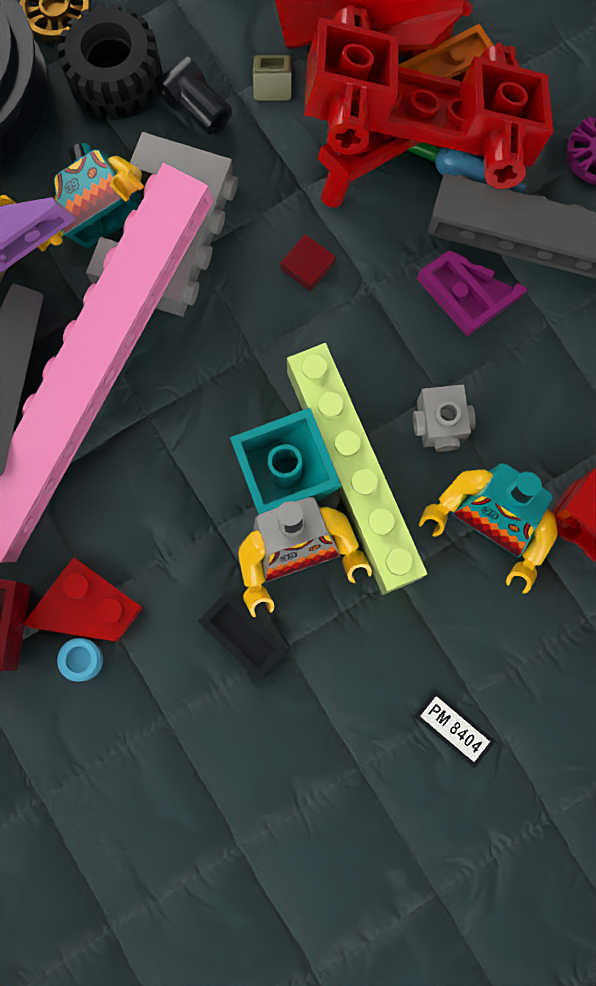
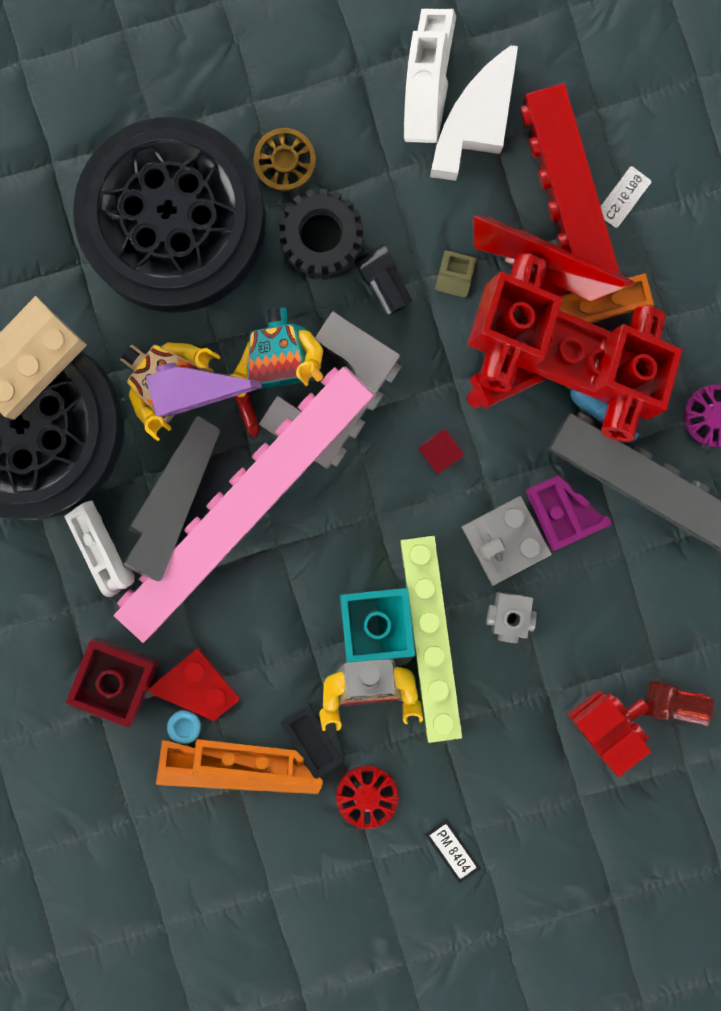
camera: 20 degrees right, 10 degrees up
(67, 263) = (248, 414): none -> red piece
(153, 694) = (235, 767): none -> orange wedge
(330, 688) = (367, 797): none -> red wheel
(410, 340) = (506, 540): none -> light grey hinge
(505, 509) = (536, 702): torso -> none

